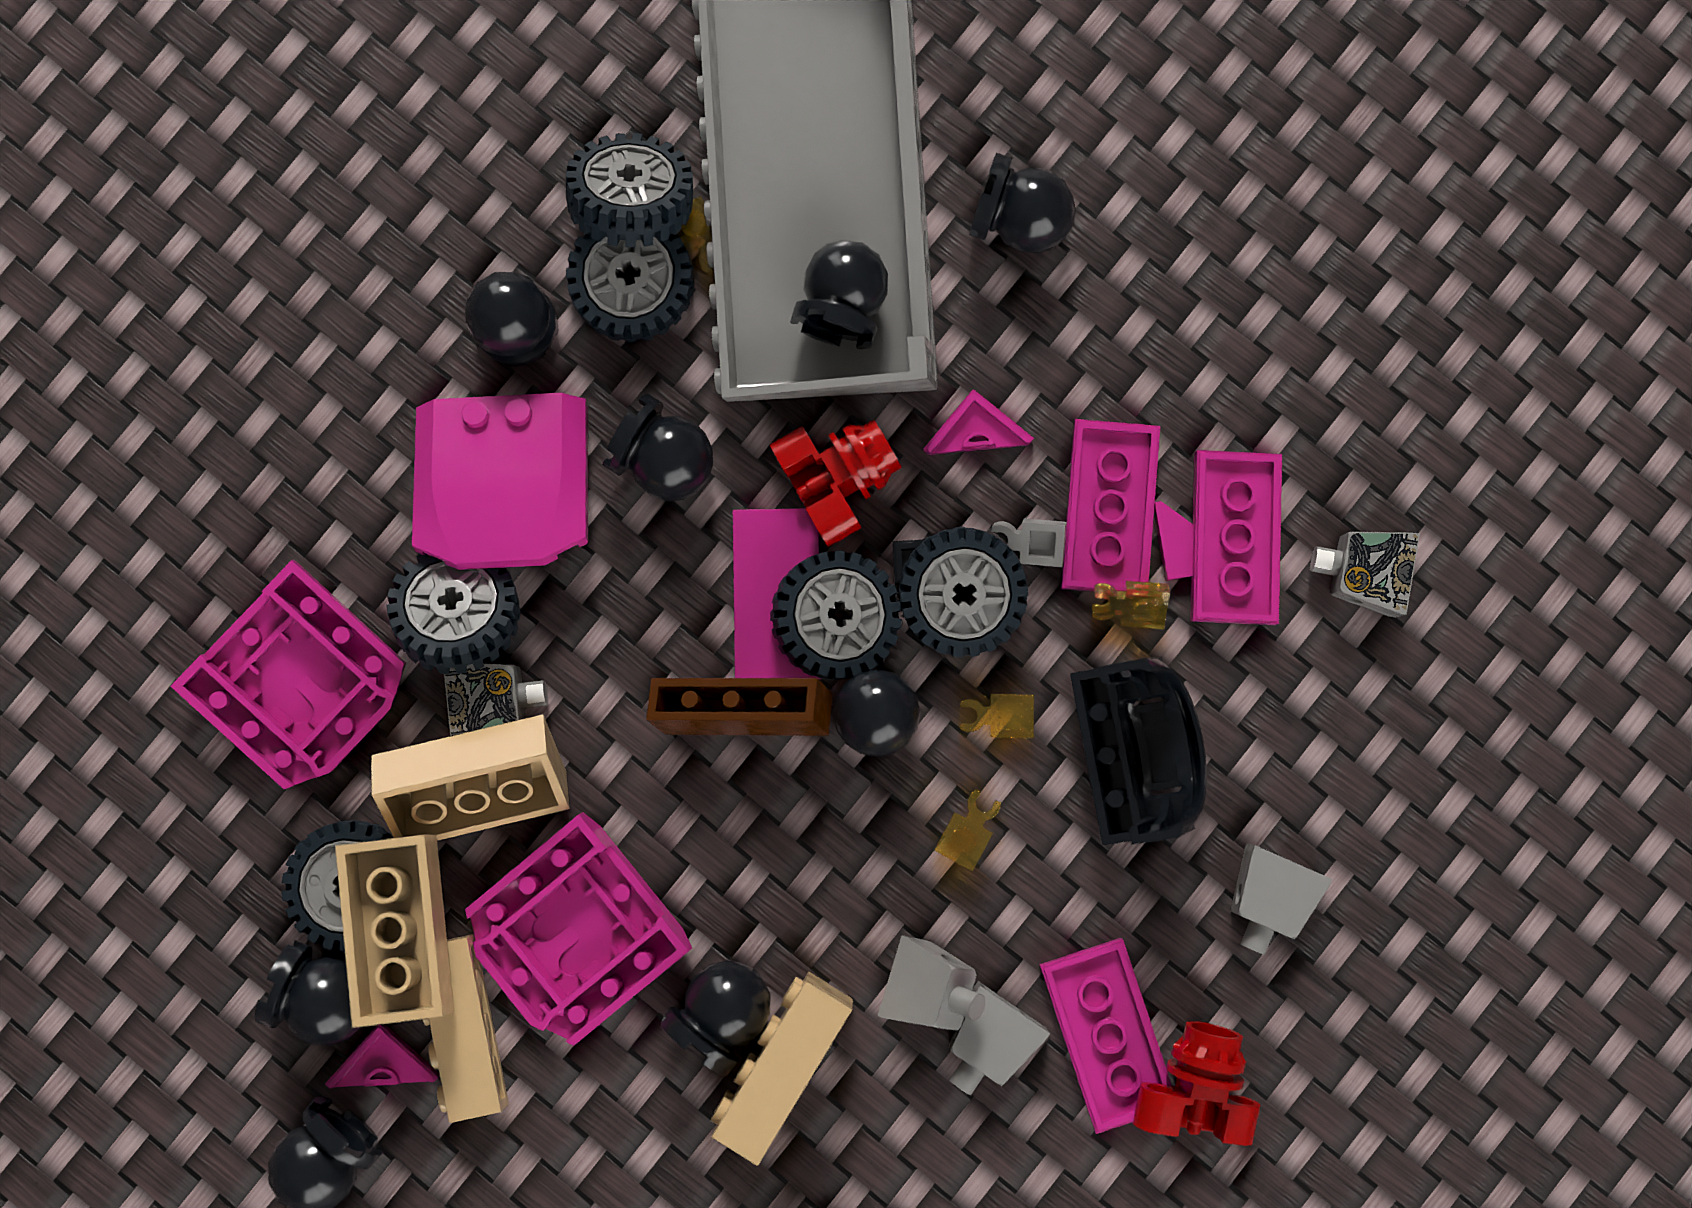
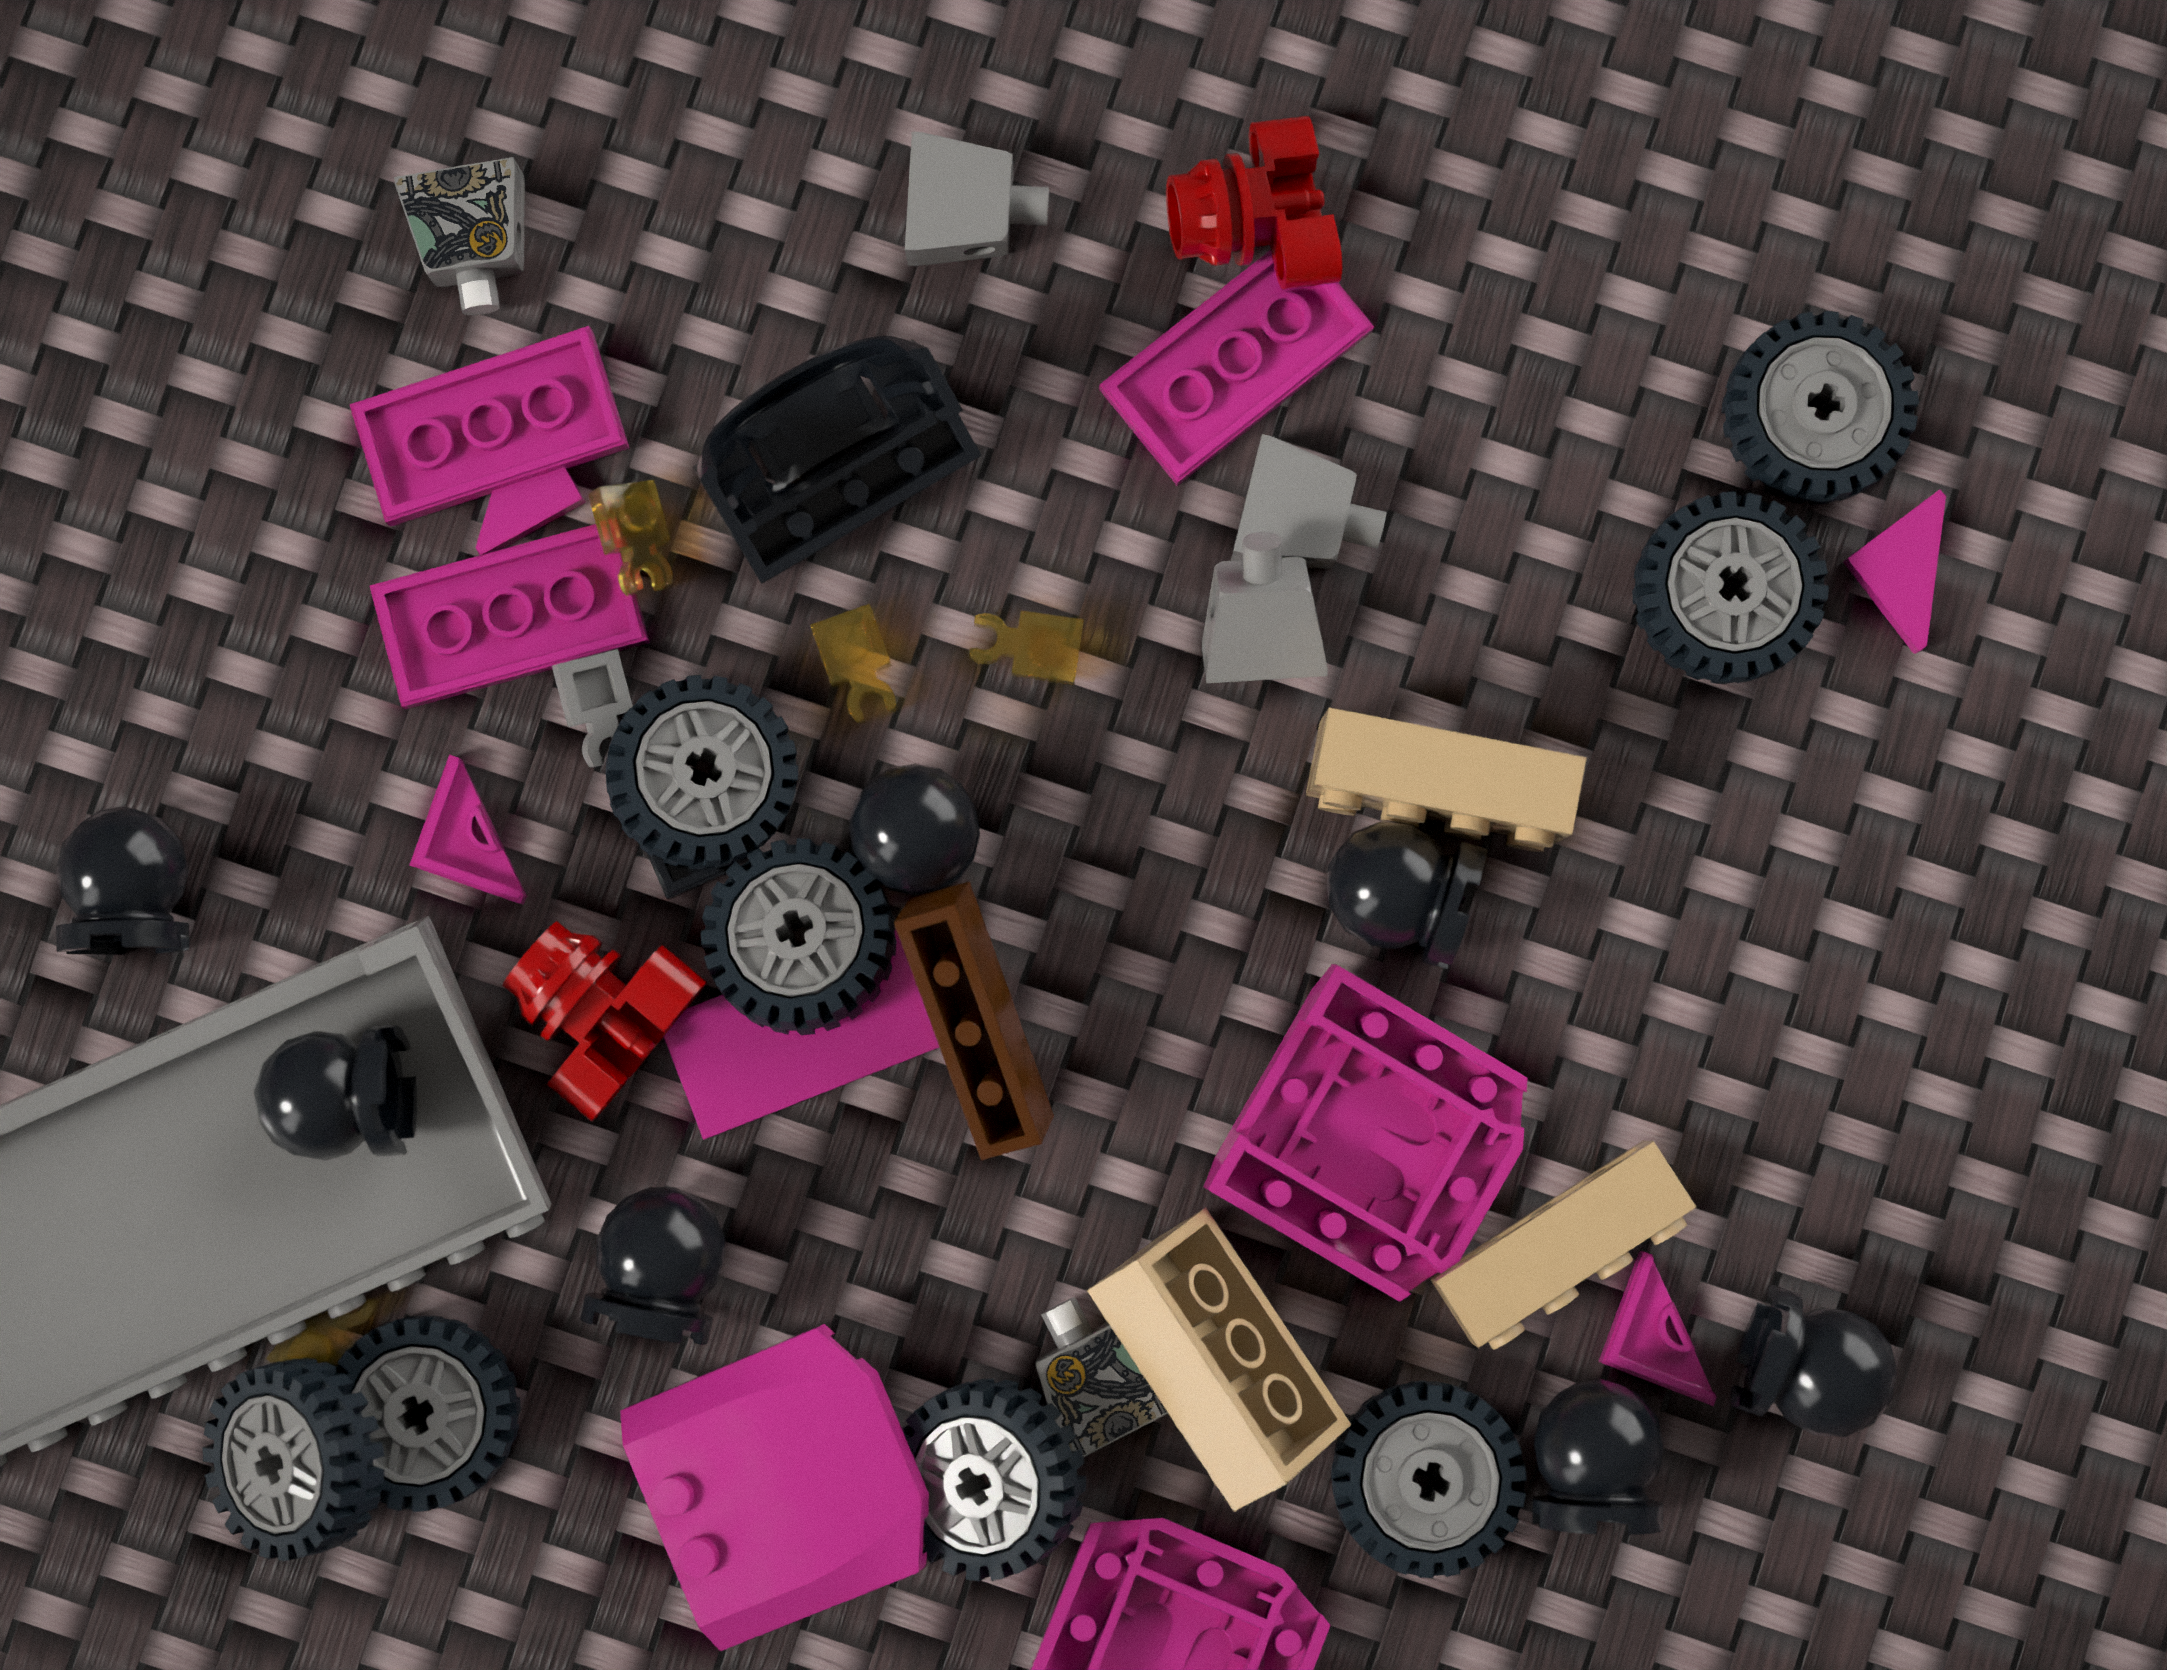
camera: 120 degrees left, 0 degrees up
(394, 930) = (1461, 1381): tan brick -> none
(511, 318) = (541, 1560): black tile -> none

